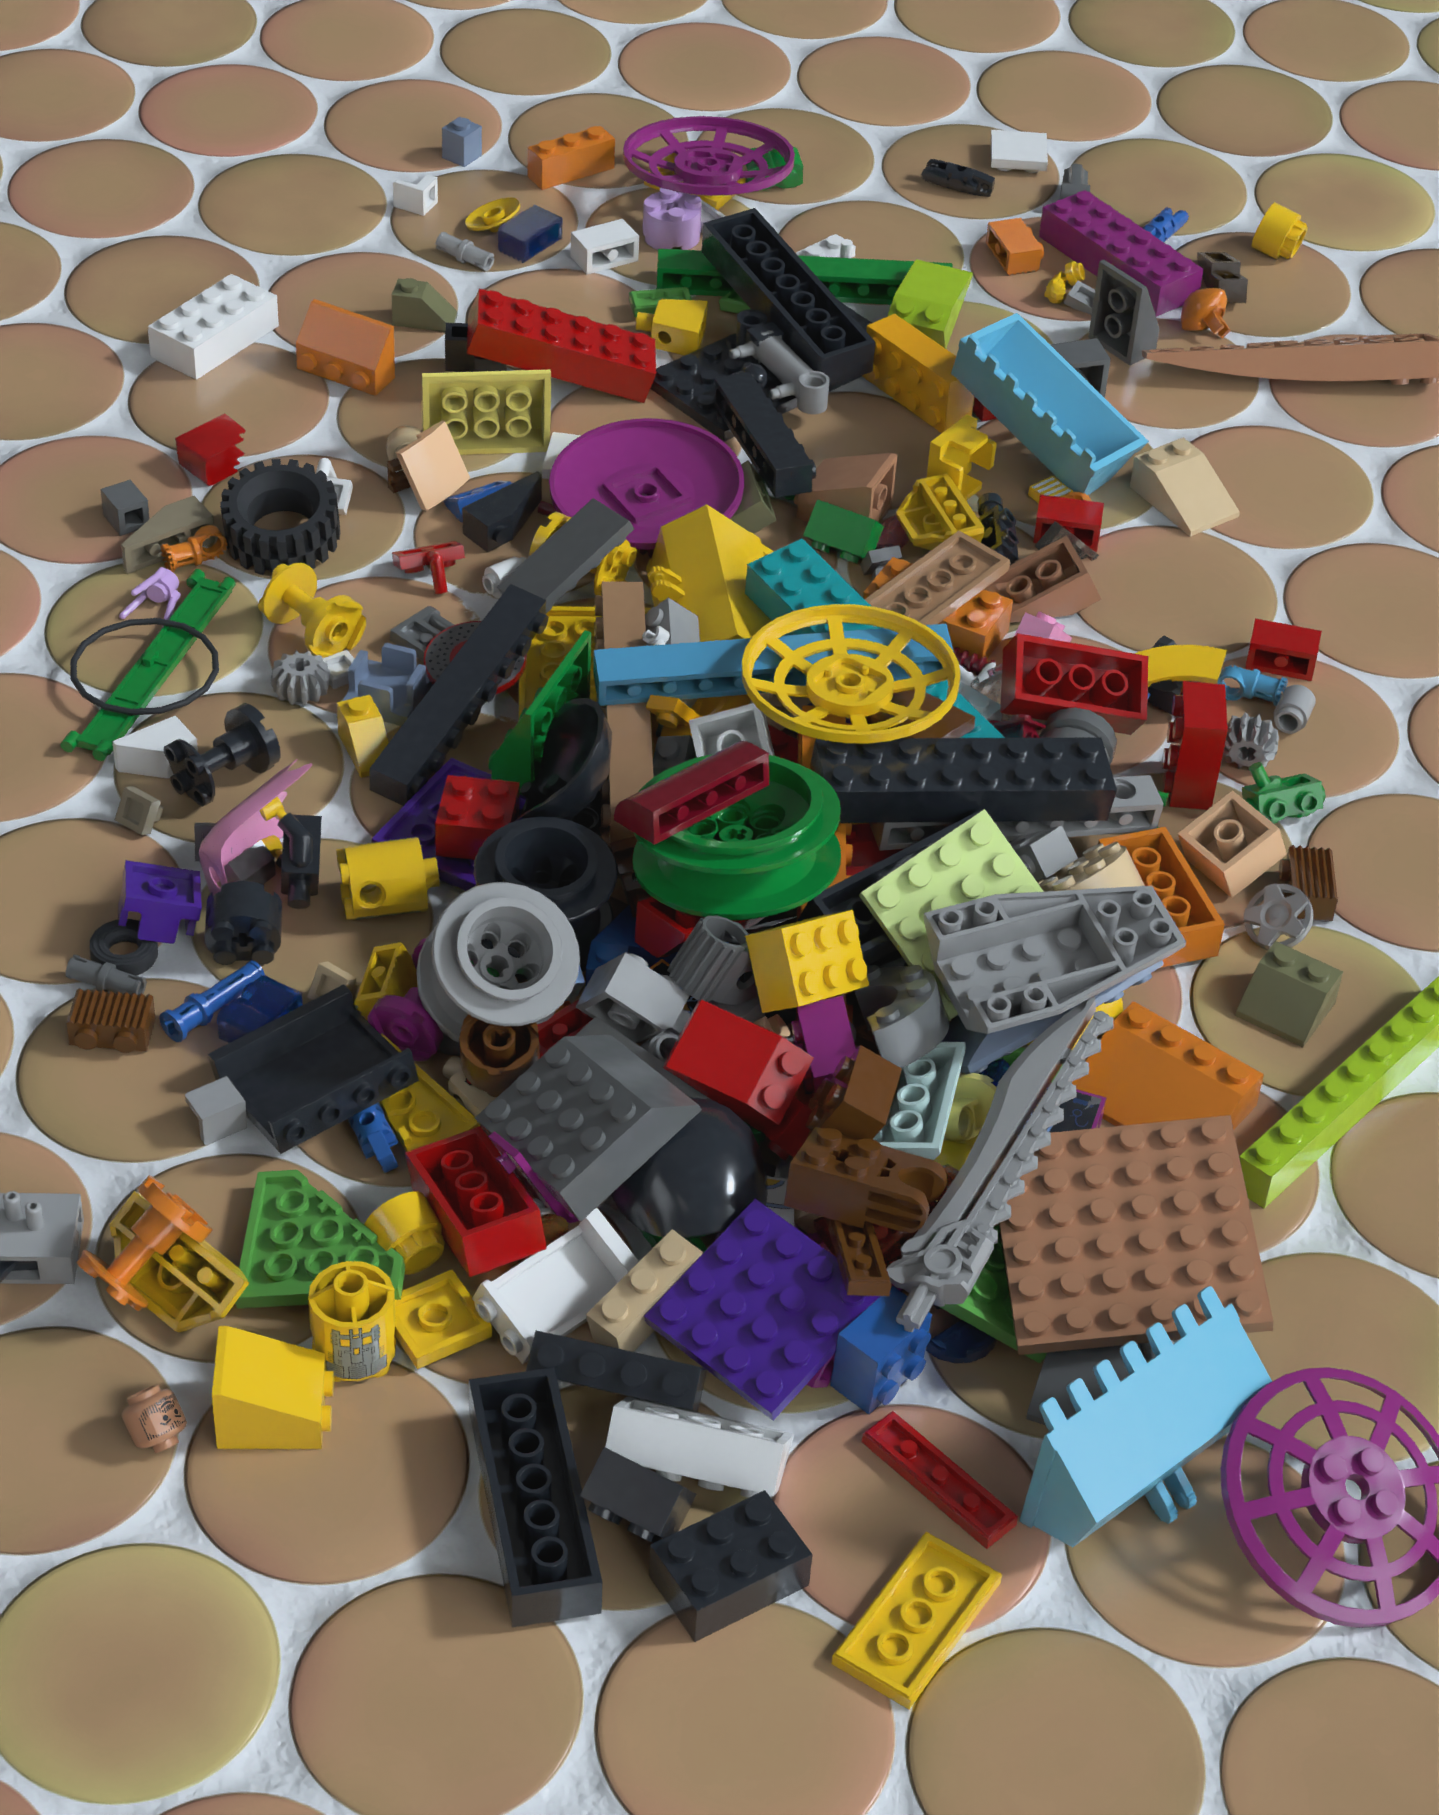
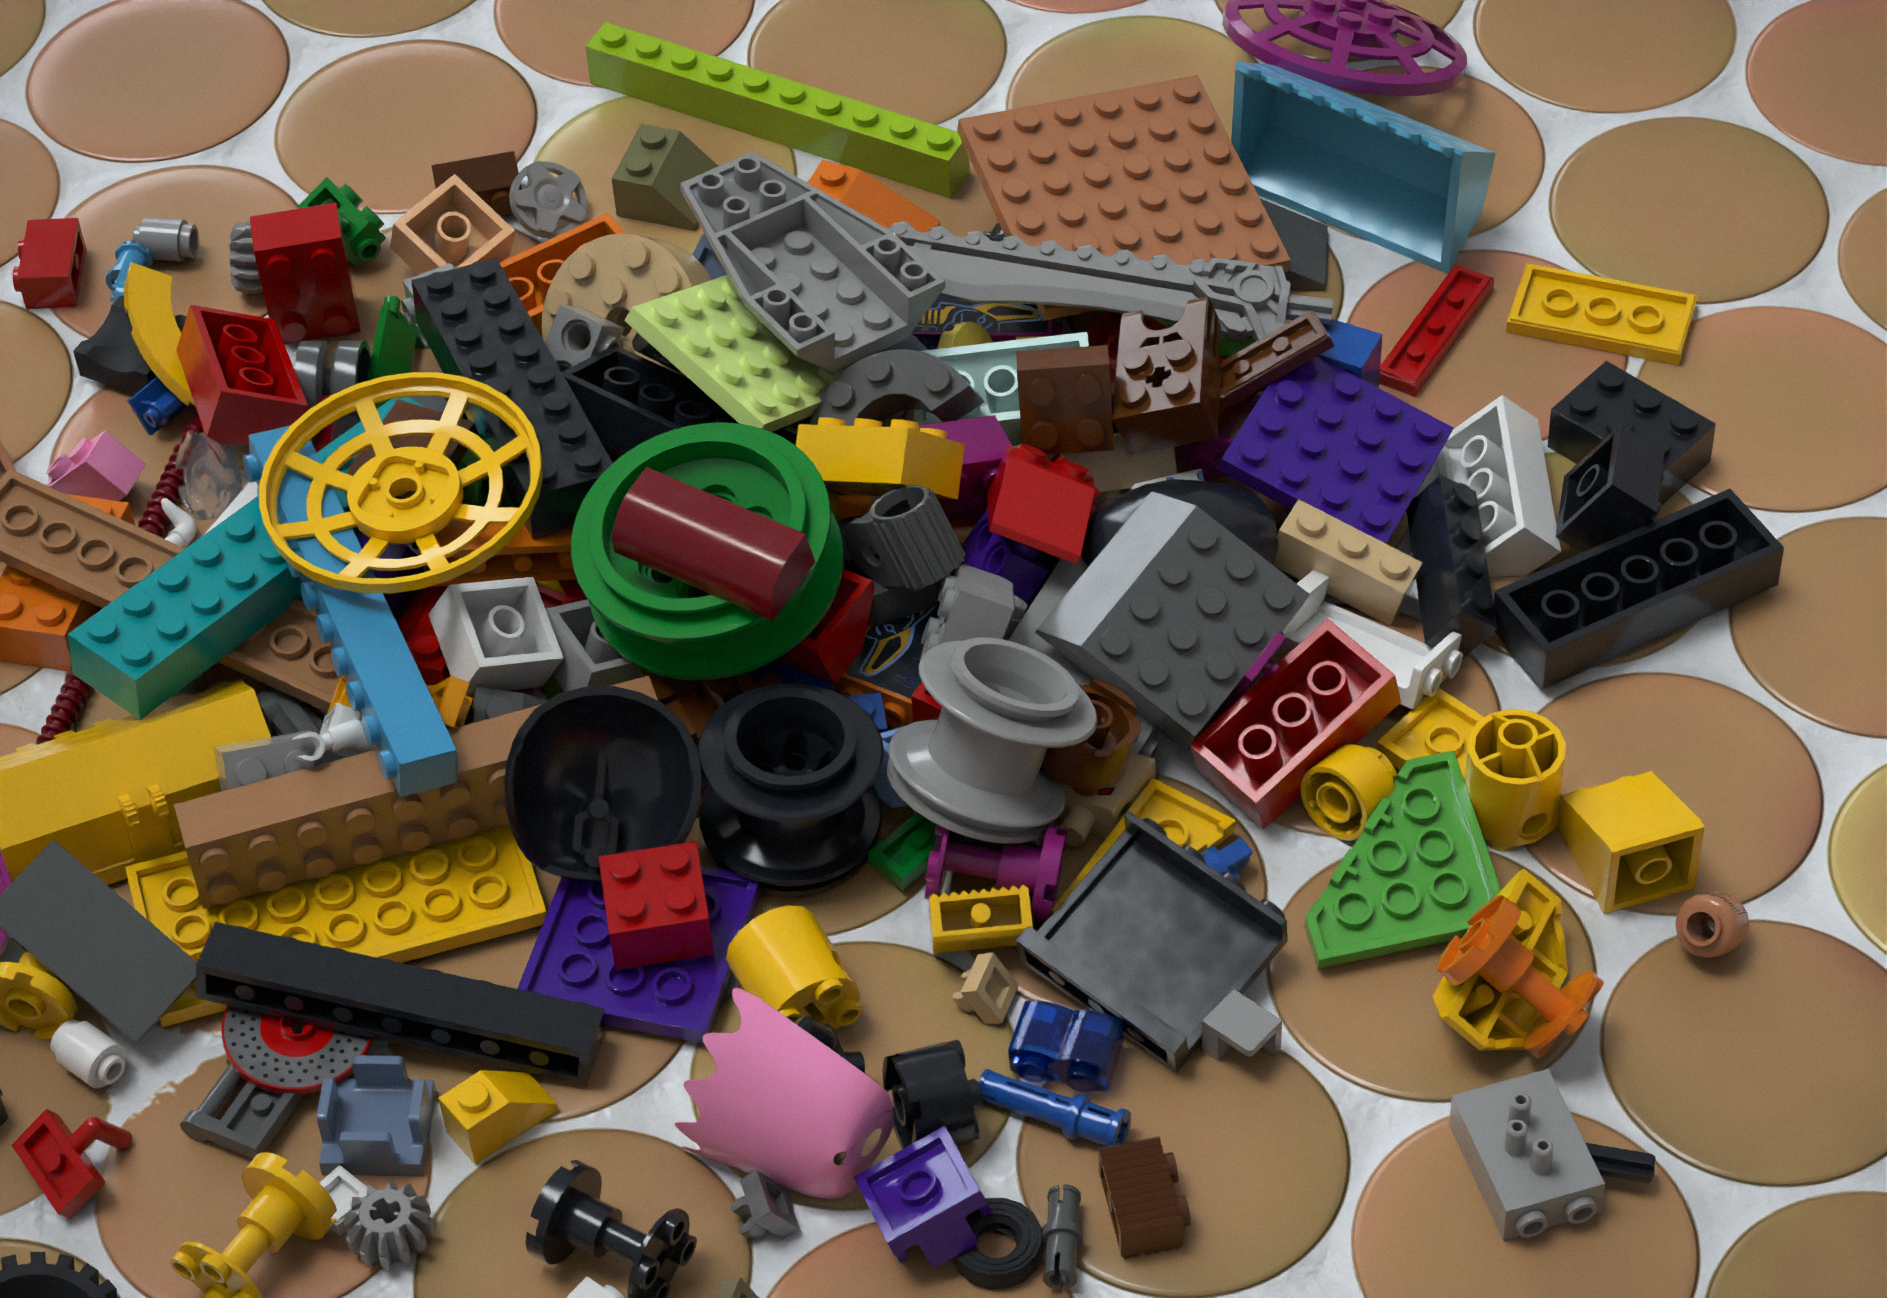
camera: 100 degrees left, 5 degrees up
(523, 745) = (458, 860): green slope -> none

